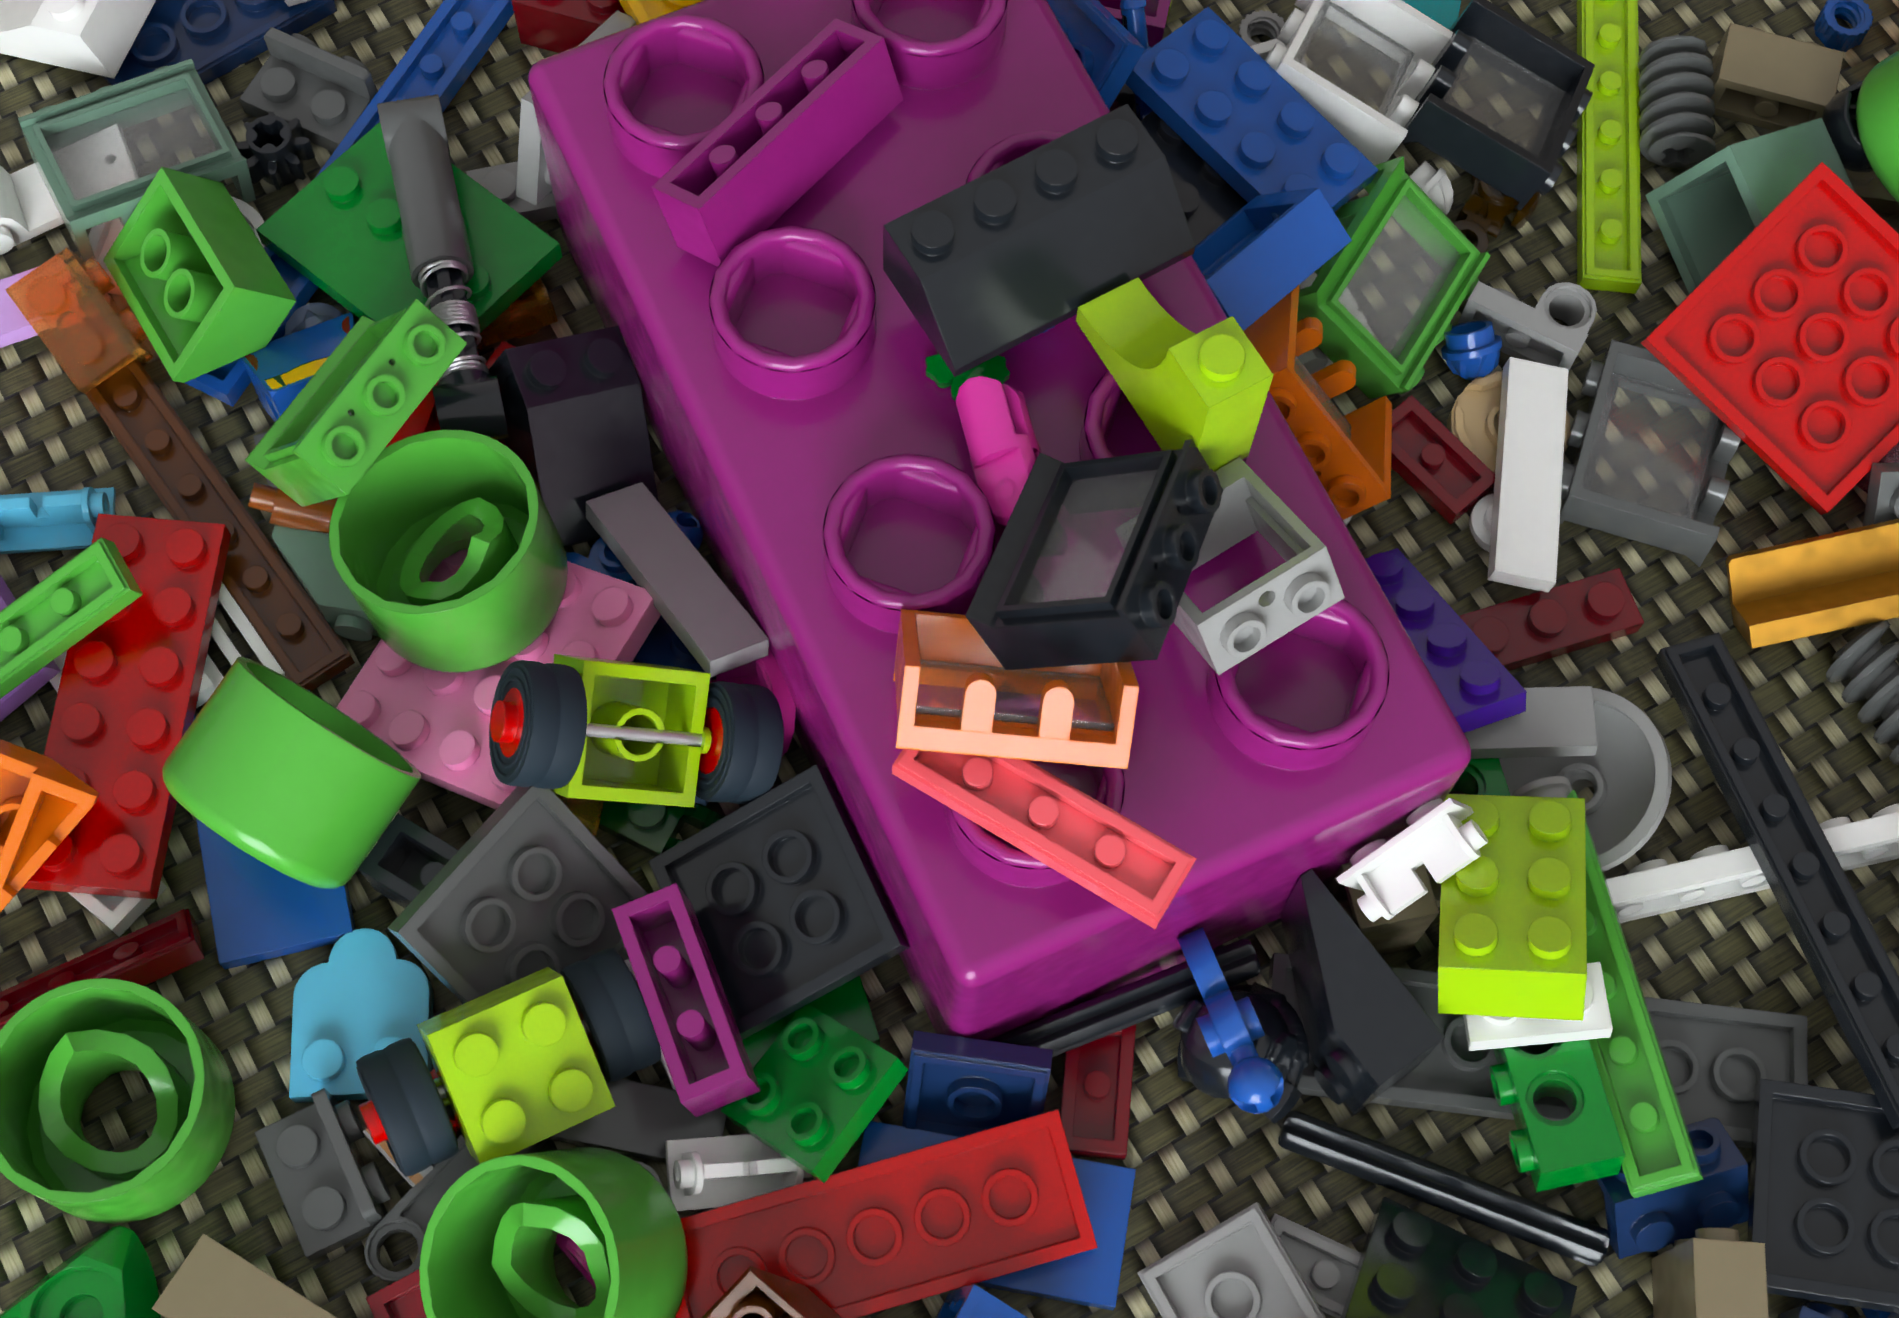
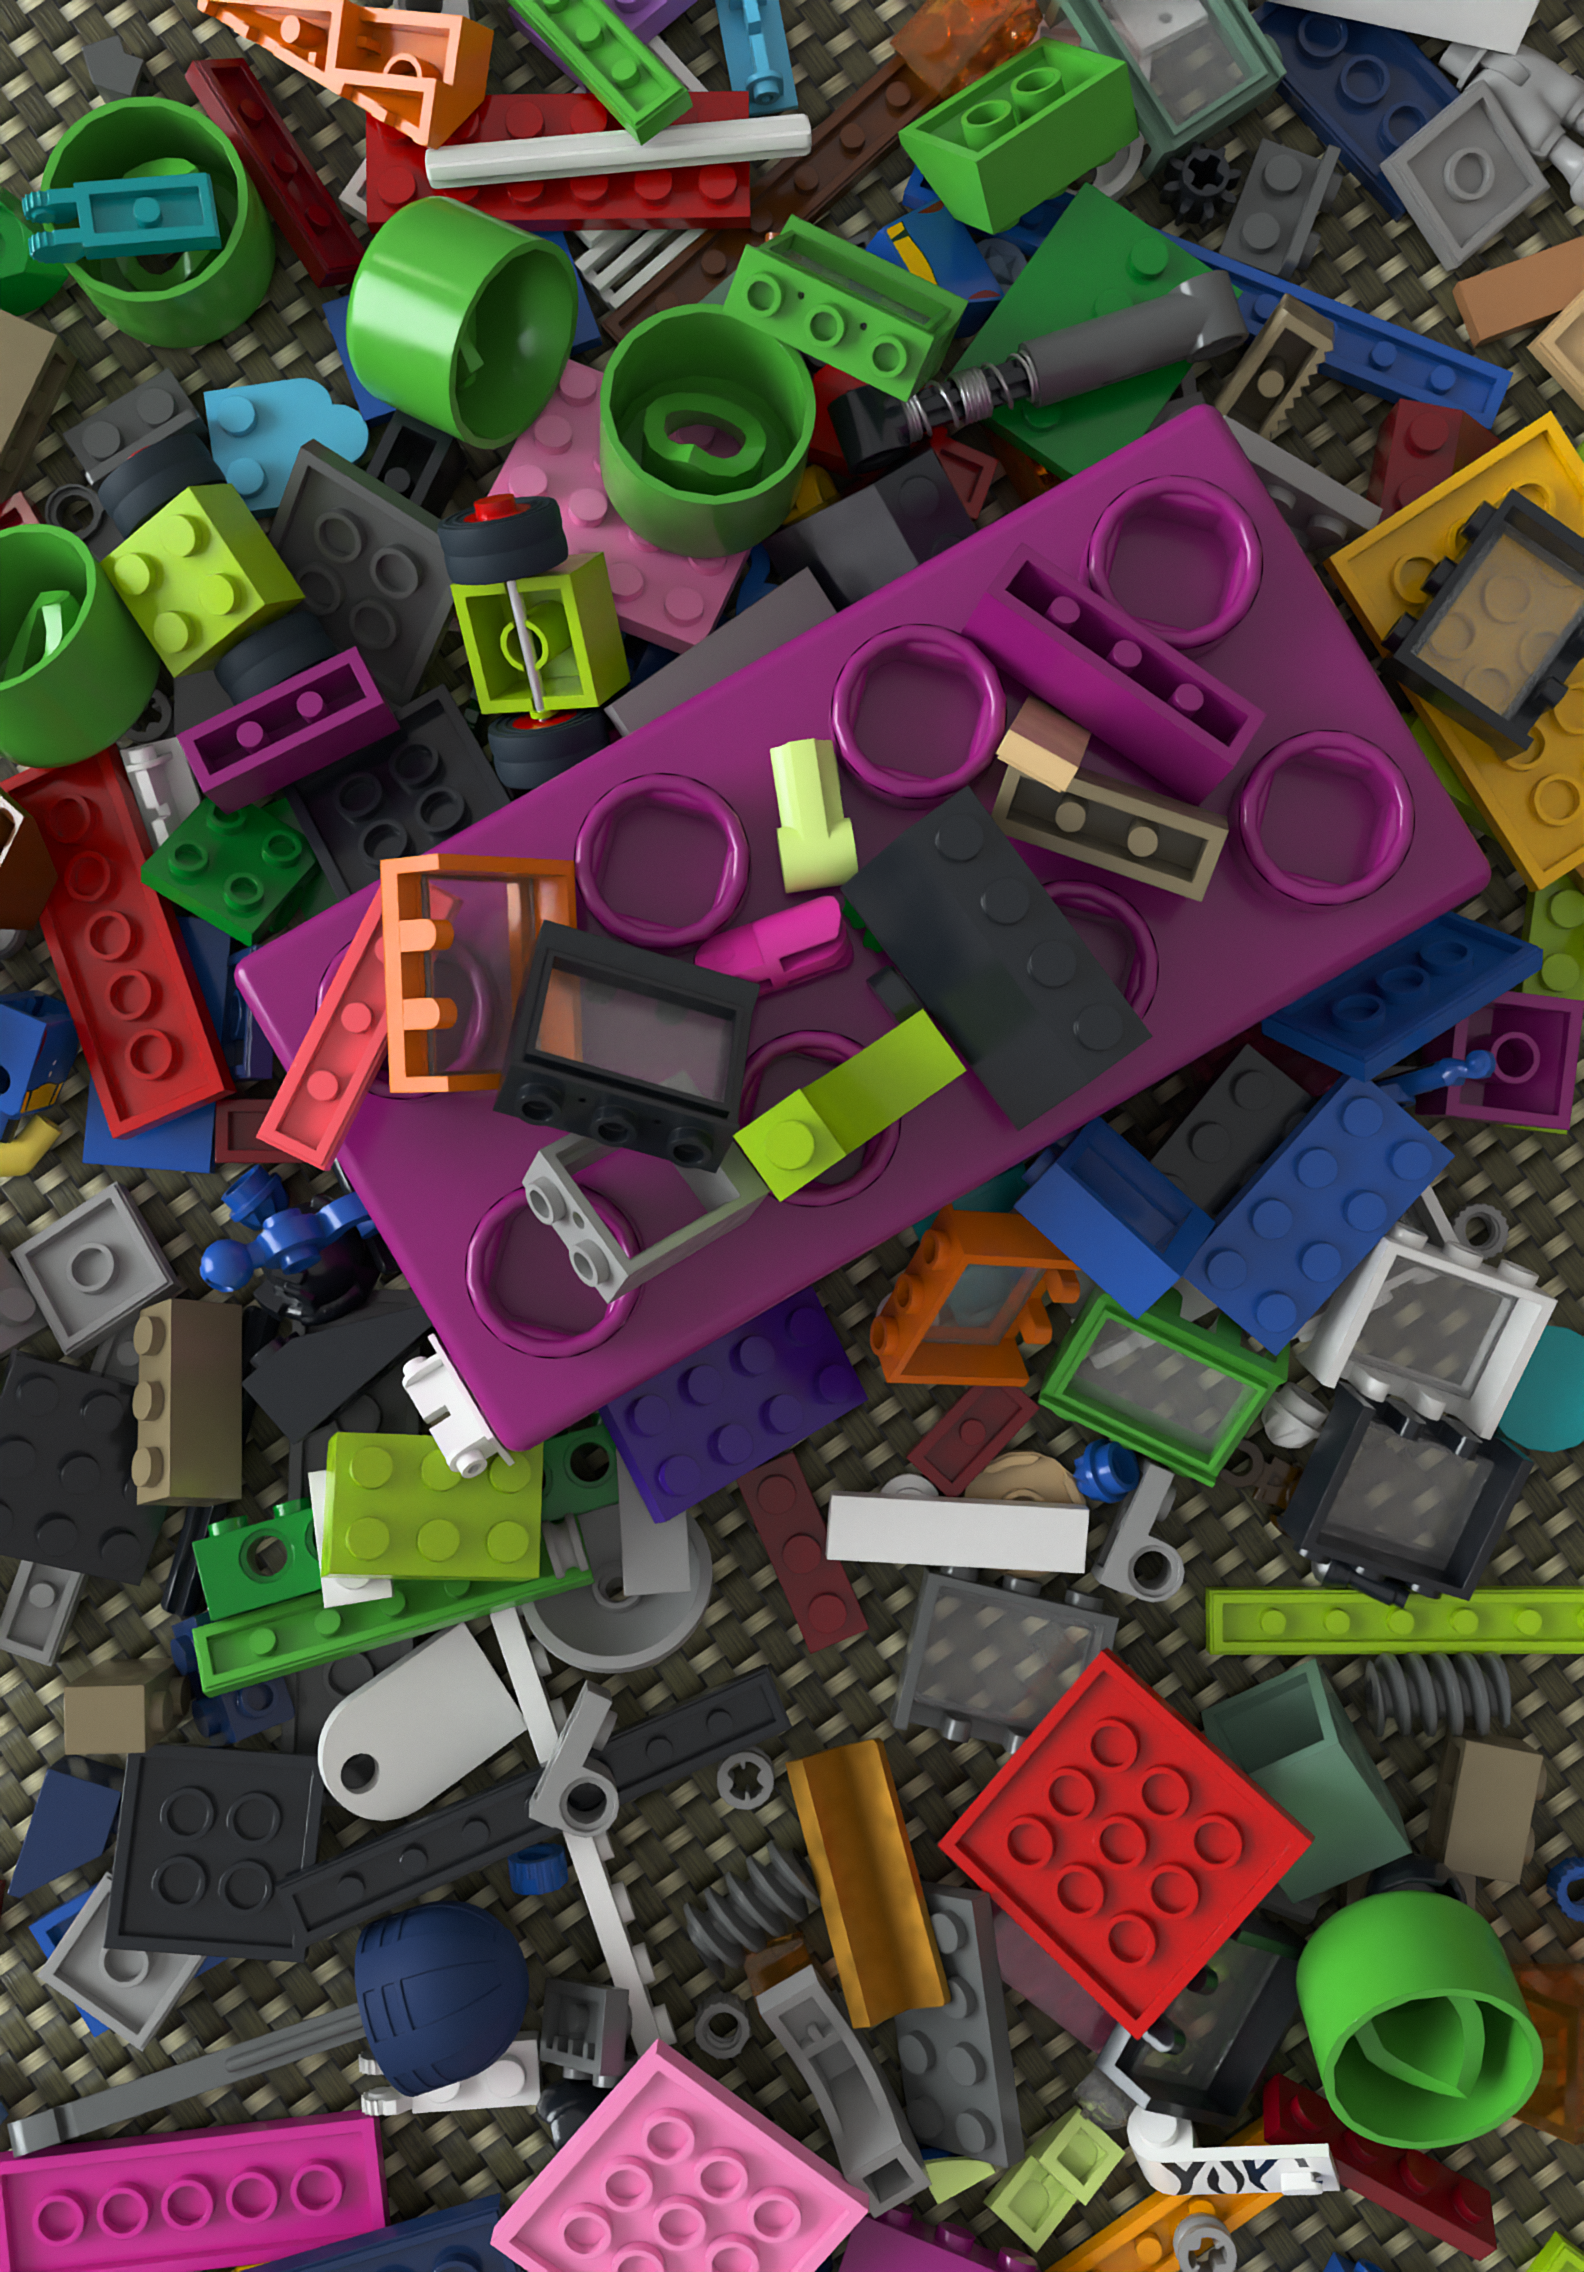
camera: 85 degrees right, 20 degrees up
(110, 1102) = (125, 218): none -> teal hinge
(137, 633) = (618, 151): none -> white axle
(474, 99) = (1276, 367): none -> dark tan brick
(848, 175) = (1044, 744): none -> tile
(899, 408) = (813, 836): none -> yellowish green piece
(916, 149) = (1115, 828): none -> dark tan brick
(1058, 352) = (895, 994): none -> black tile
(1165, 1119) = (256, 1197): none -> blue plate
(1387, 1190) = (188, 1404): none -> dark tan brick
(1570, 176) = (1340, 1574): none -> black piece
(1725, 992) = (421, 1723): none -> white tile
(1763, 816) = (570, 1765): none -> light grey plate
(1782, 687) = (765, 1776): none -> light grey bush
(1873, 892) = (538, 1869): none -> blue axle

